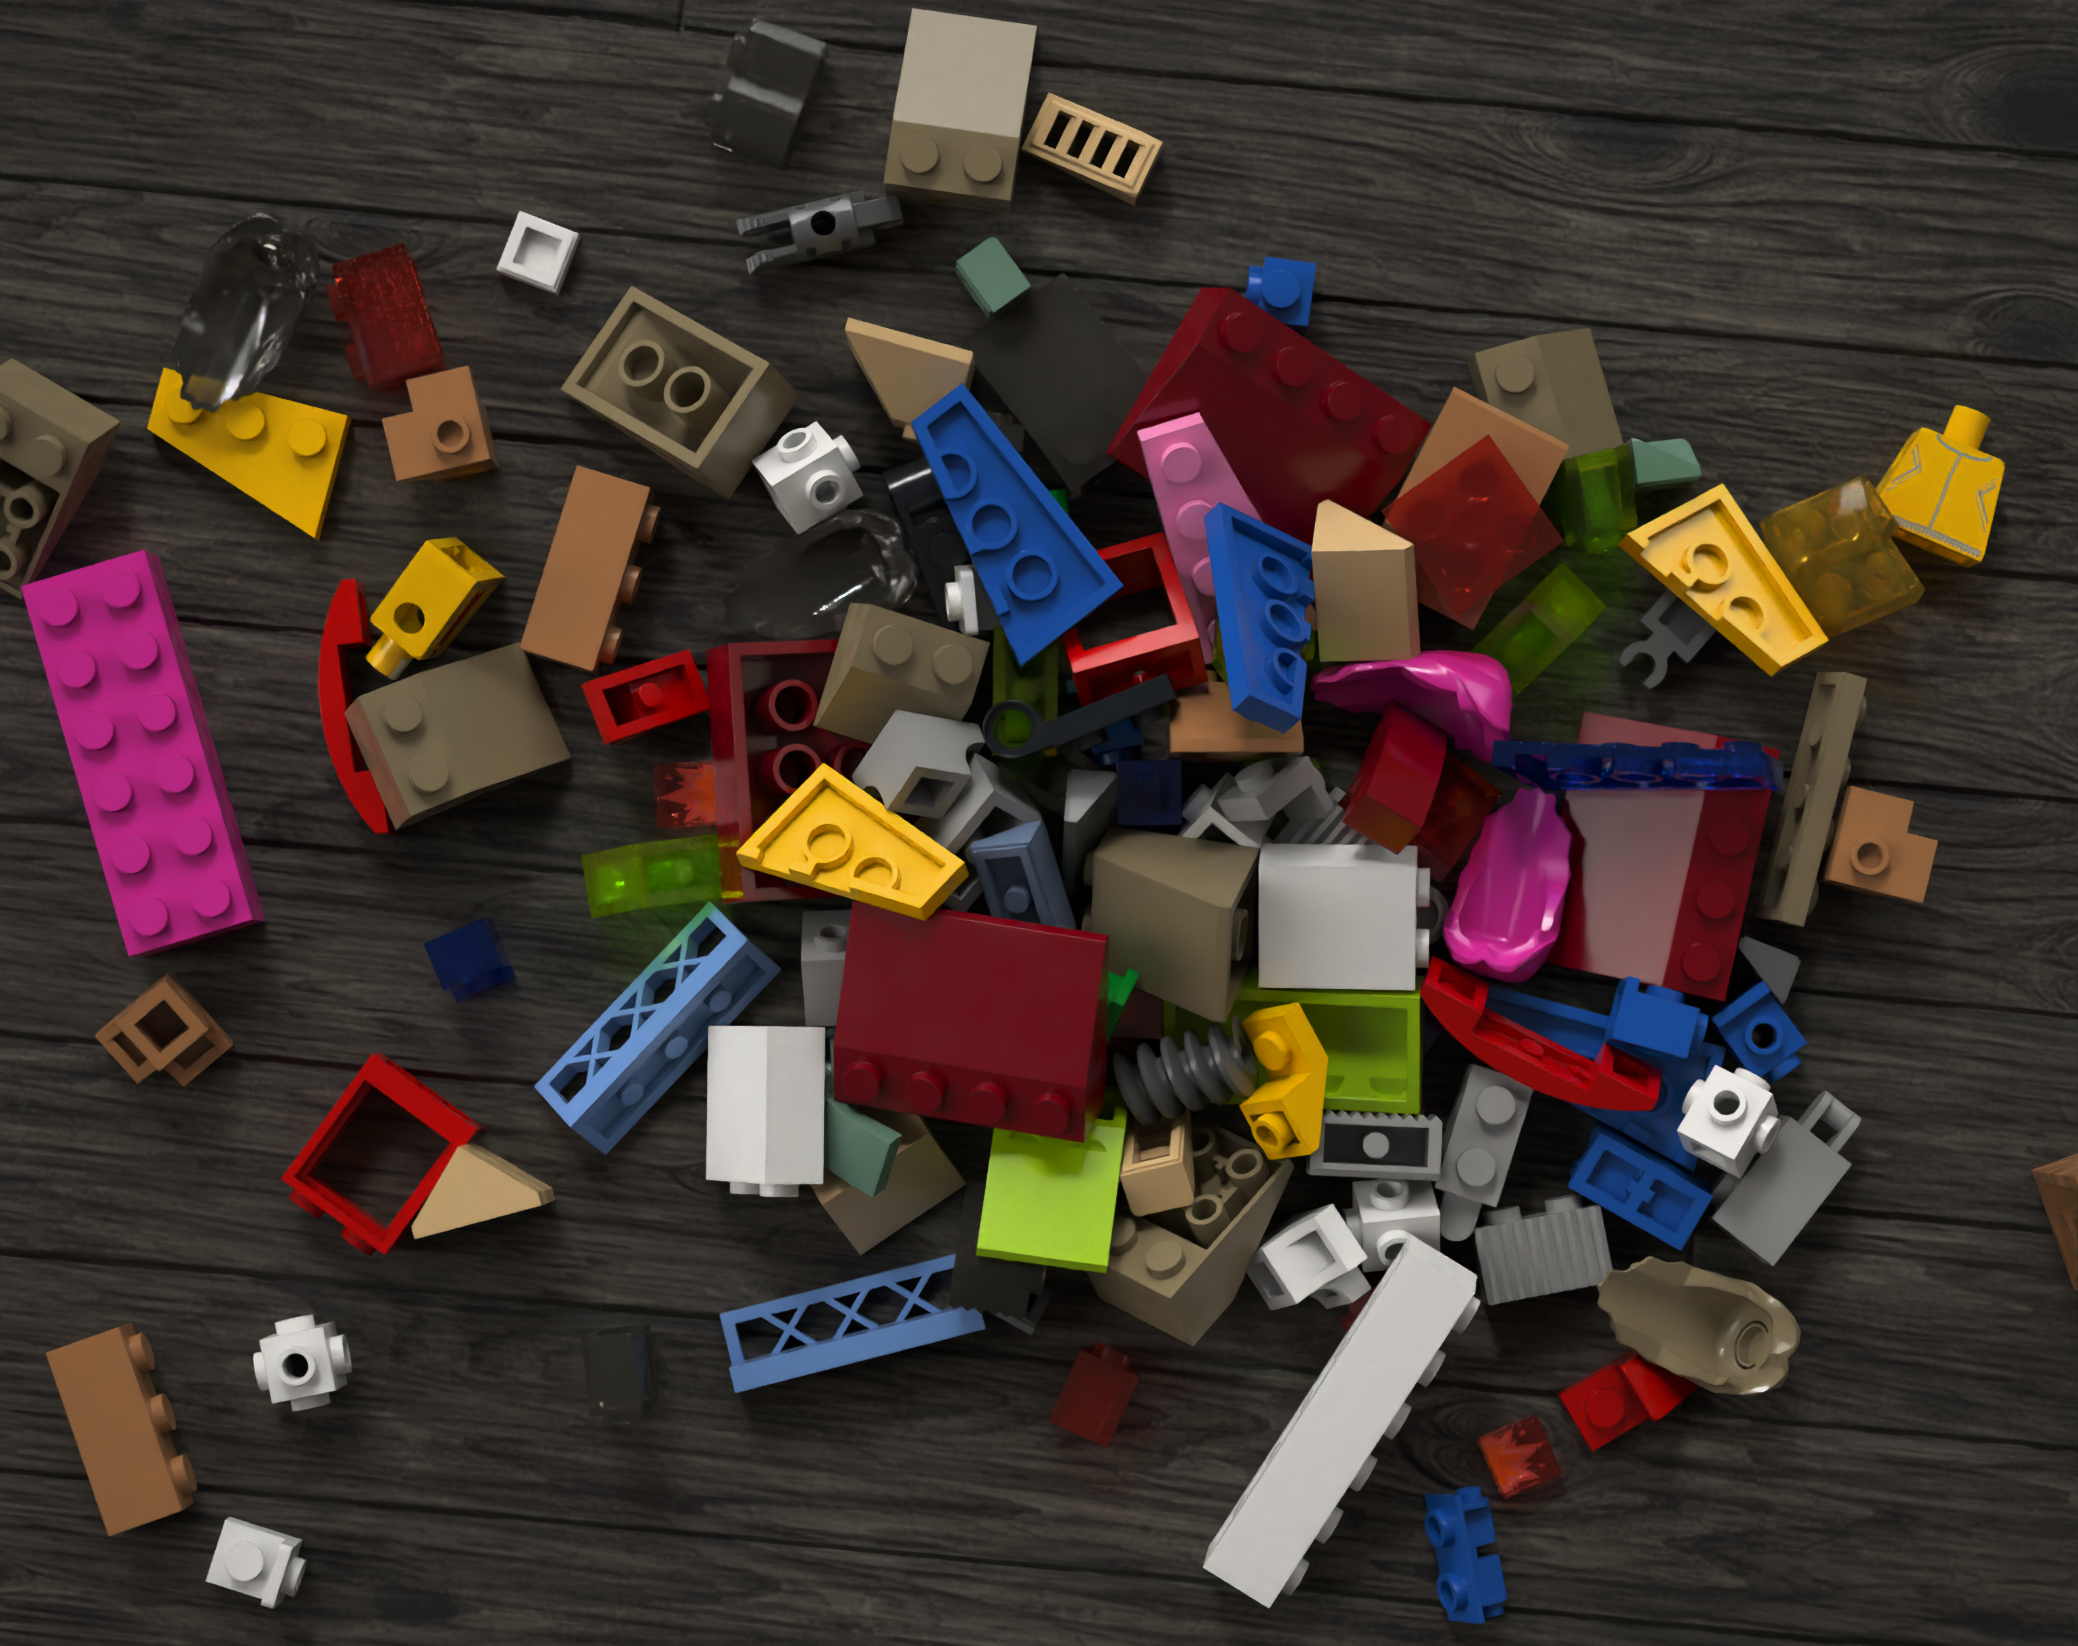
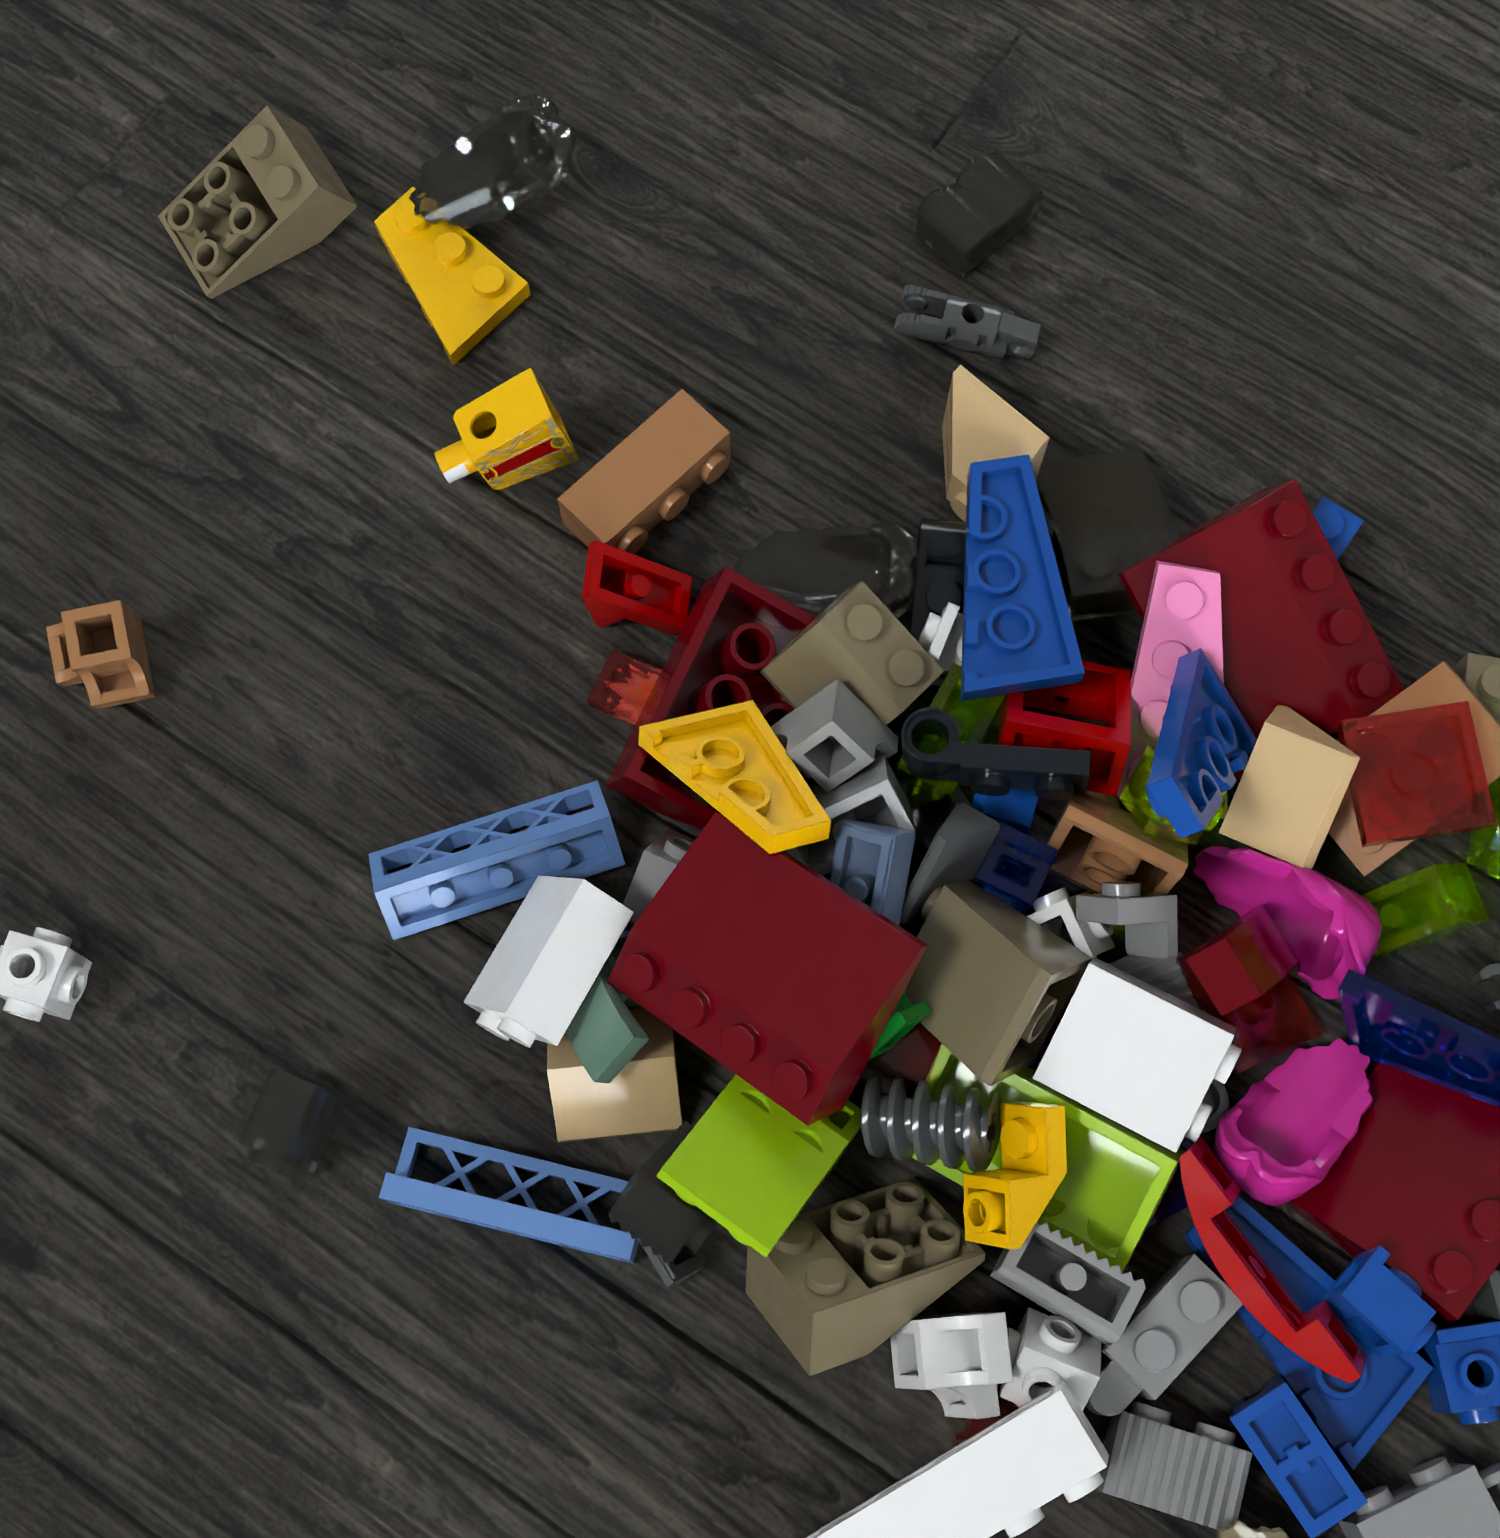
camera: 30 degrees right, 15 degrees down
(143, 753) = (219, 443): dark pink brick -> none
(318, 1196) = (187, 796): red window -> none
(346, 630) = (423, 432): red slope -> none
(387, 318) = (598, 230): clear red brick -> none
(445, 432) = (592, 321): medium nougat brick -> none
(455, 733) = (468, 537): dark tan slope -> none
(470, 959) = (376, 721): clear blue brick -> none
(477, 1189) = (260, 903): tan slope -> none
(538, 253) = (739, 245): white tile -> none
(652, 875) = (561, 730): clear neon green slope -> none
(681, 391) = (796, 388): dark tan slope -> none
(809, 476) = (846, 478): white brick -> none
(960, 111) = (1116, 299): slope -> none
(992, 278) = (1085, 419): sand green slope -> none
(1095, 1393) = (695, 1377): clear red brick -> none
(1124, 136) = (1222, 406): tan slope -> none
(1158, 1164) = (861, 1192): tan slope -> none
(1729, 1119) = (1416, 1435): white brick -> none

